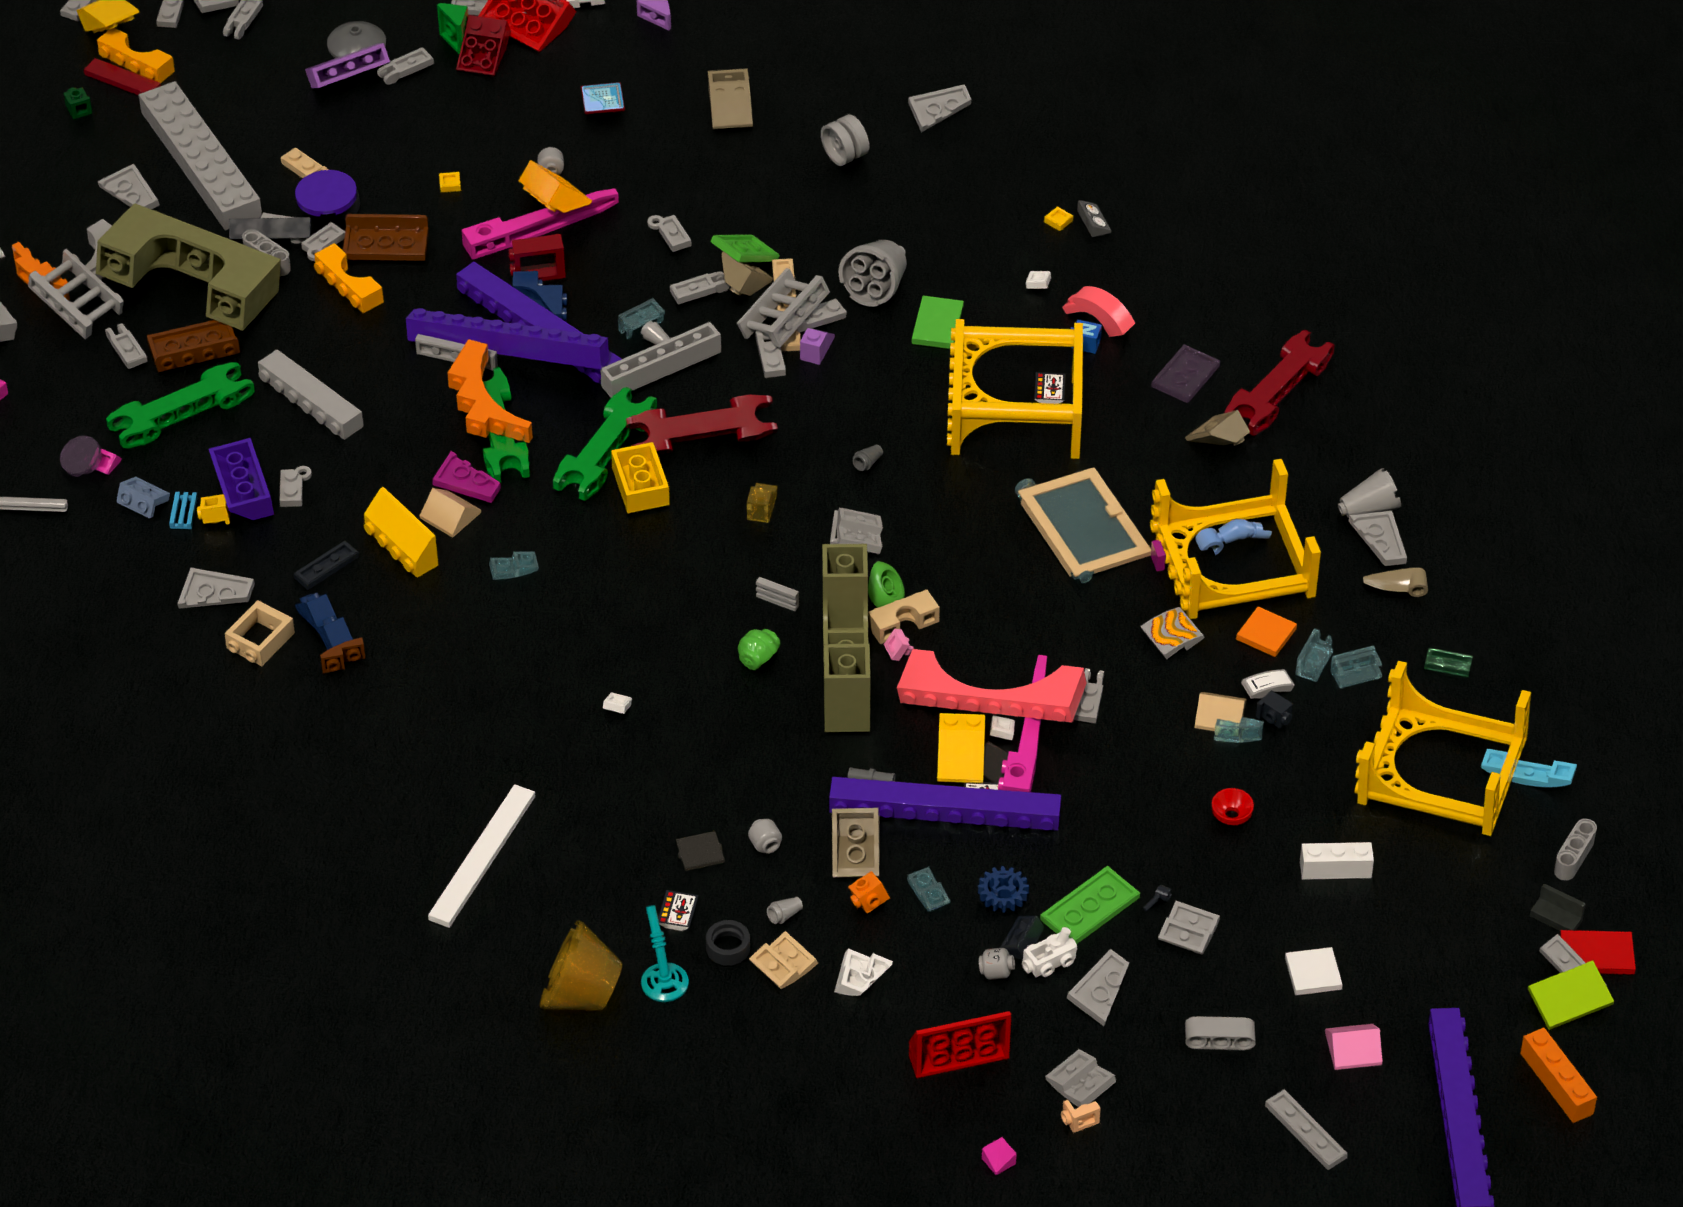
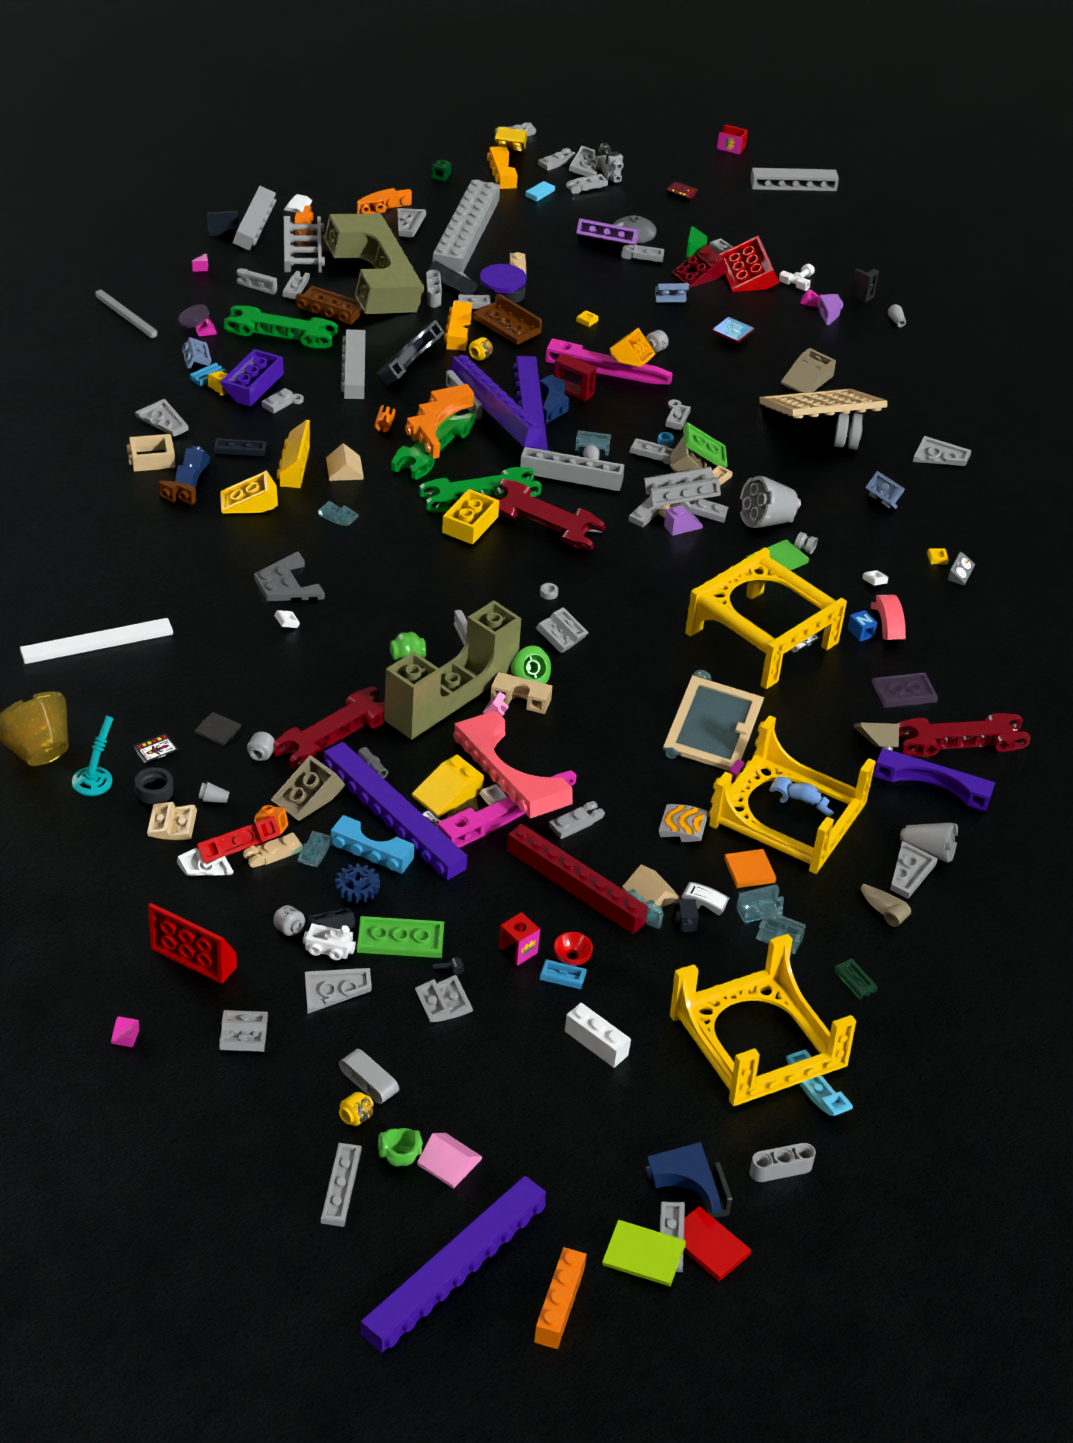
camera: 40 degrees right, 5 degrees down
(71, 183) = (384, 199): none -> orange slope
(82, 370) = (257, 281): none -> light grey hinge
(120, 77) = (480, 170): dark red tile -> none
(206, 59) = (540, 191): none -> medium azure tile
(339, 316) = (413, 348): none -> black arch
(405, 289) = (480, 348): none -> yellow head
(413, 608) = (250, 495): none -> yellow slope
(419, 433) = (384, 419): none -> orange arm
(464, 479) = (375, 455): magenta wing -> none
(496, 95) = (671, 293): none -> sand blue bracket
(558, 674) = (279, 583): none -> dark grey wing
(621, 10) = (810, 299): none -> dark pink slope
(693, 267) = (665, 439): none -> dark azure tile
(761, 502) = (525, 577): clear yellow arch -> none
(793, 501) = (549, 591): none -> light grey tile
(795, 125) = (823, 402): none -> tan plate
(796, 803) = (358, 712): none -> dark red piece
(867, 457) = (626, 597): dark grey cone -> none
(869, 926) = (239, 839): none -> red slope
(897, 915) = (273, 850): none -> tan hinge
(944, 287) = (806, 543): none -> light grey wheel
(944, 855) = (393, 854): none -> dark azure arch
(946, 181) = (885, 489): none -> sand blue bracket
(1082, 1117) = (207, 1052): light nougat bracket -> none
(1159, 746) = (577, 878): none -> dark red brick
(1196, 828) = (526, 941): none -> red piece
(1247, 836) = (562, 976): none -> dark azure tile
(1247, 1064) = (356, 1109): none -> yellow head
(1313, 971) = (488, 1091): white tile -> none
(1316, 1063) = (400, 1146): none -> bright green hair
(1342, 428) = (970, 789): none -> dark purple arch
(1530, 907) = (686, 1169): none -> dark blue arch

